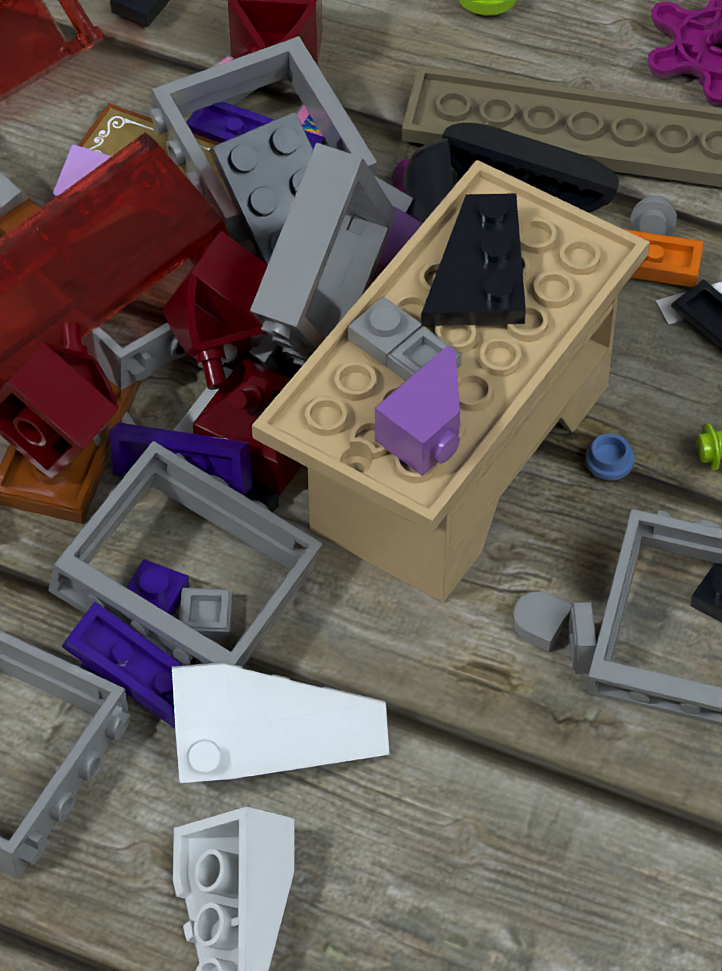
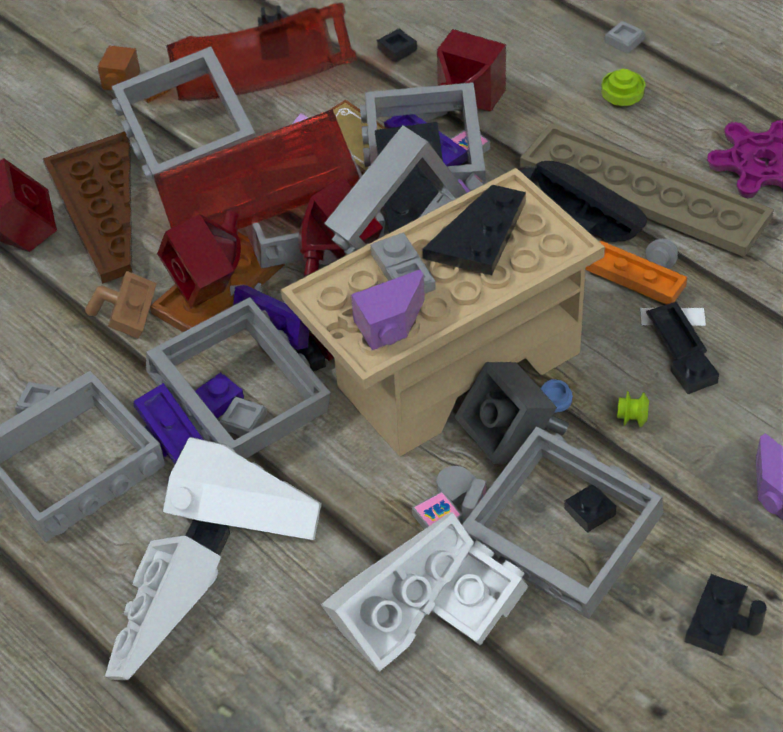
camera: 25 degrees right, 5 degrees down
(251, 792) = (209, 534): none -> black plate
(536, 667) = (433, 509): none -> tile
(542, 798) = (391, 597): none -> white wedge
(572, 500) = (505, 410): none -> dark grey piece
(639, 753) = (479, 593): none -> white plate

